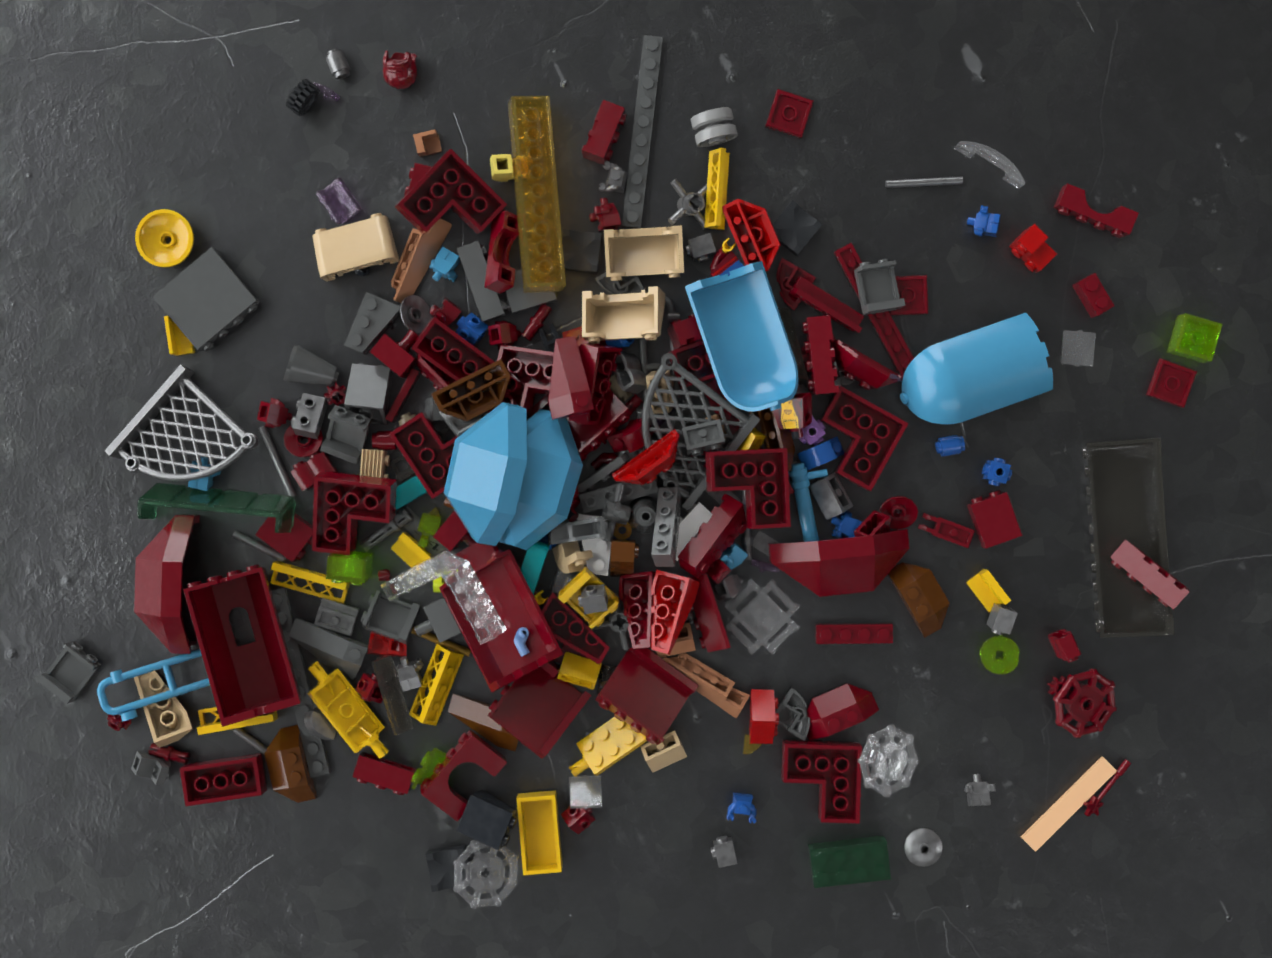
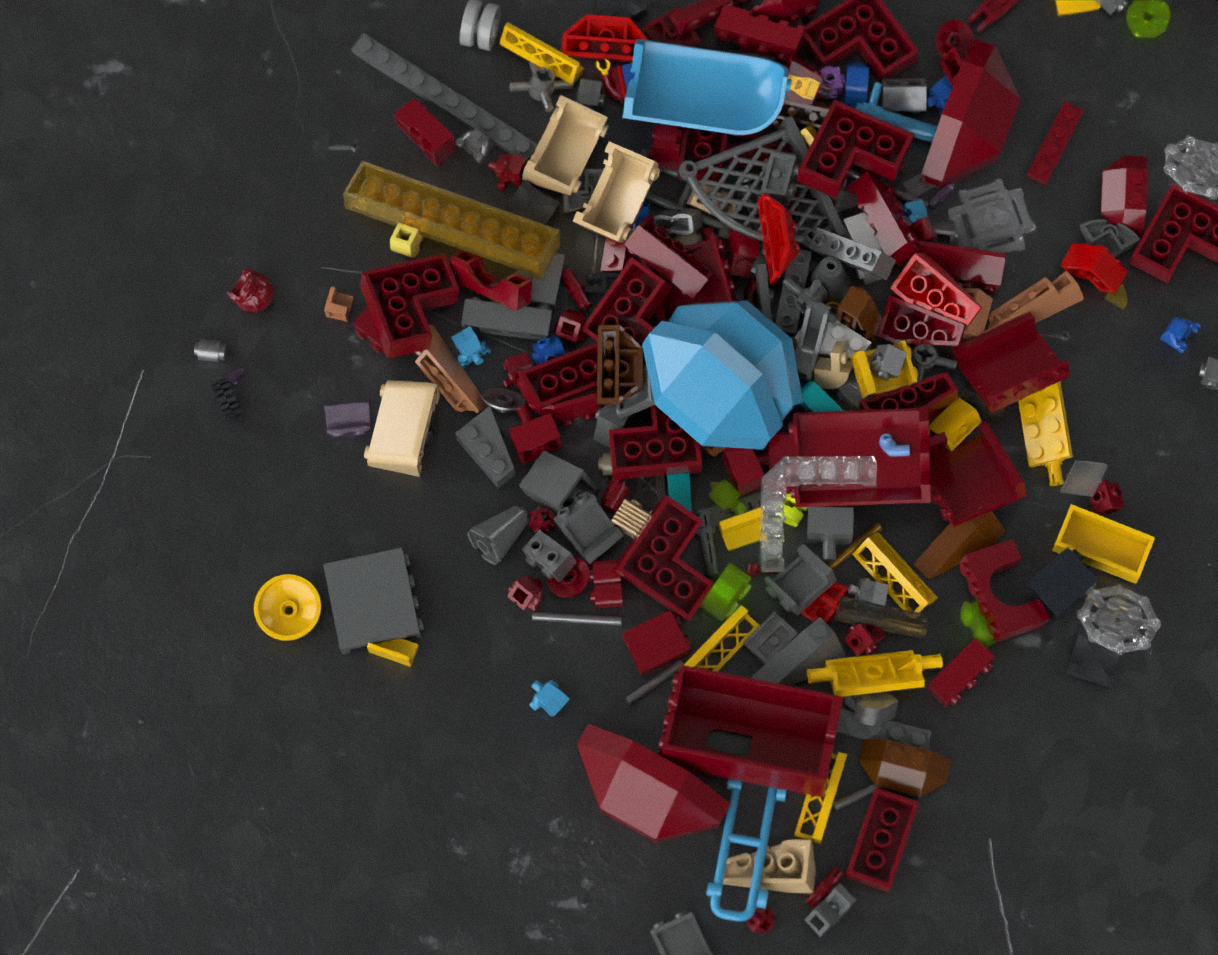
camera: 55 degrees left, 15 degrees down
(156, 405) = (440, 668): flat silver piece -> none
(228, 501) = (588, 684): clear green piece -> none
(403, 395) = (578, 454): dark red tile -> none
(568, 383) = (660, 269): dark red wedge -> none
(665, 753) = (1082, 384): tan brick -> none
(921, 596) = (1050, 62): reddish brown wedge -> none

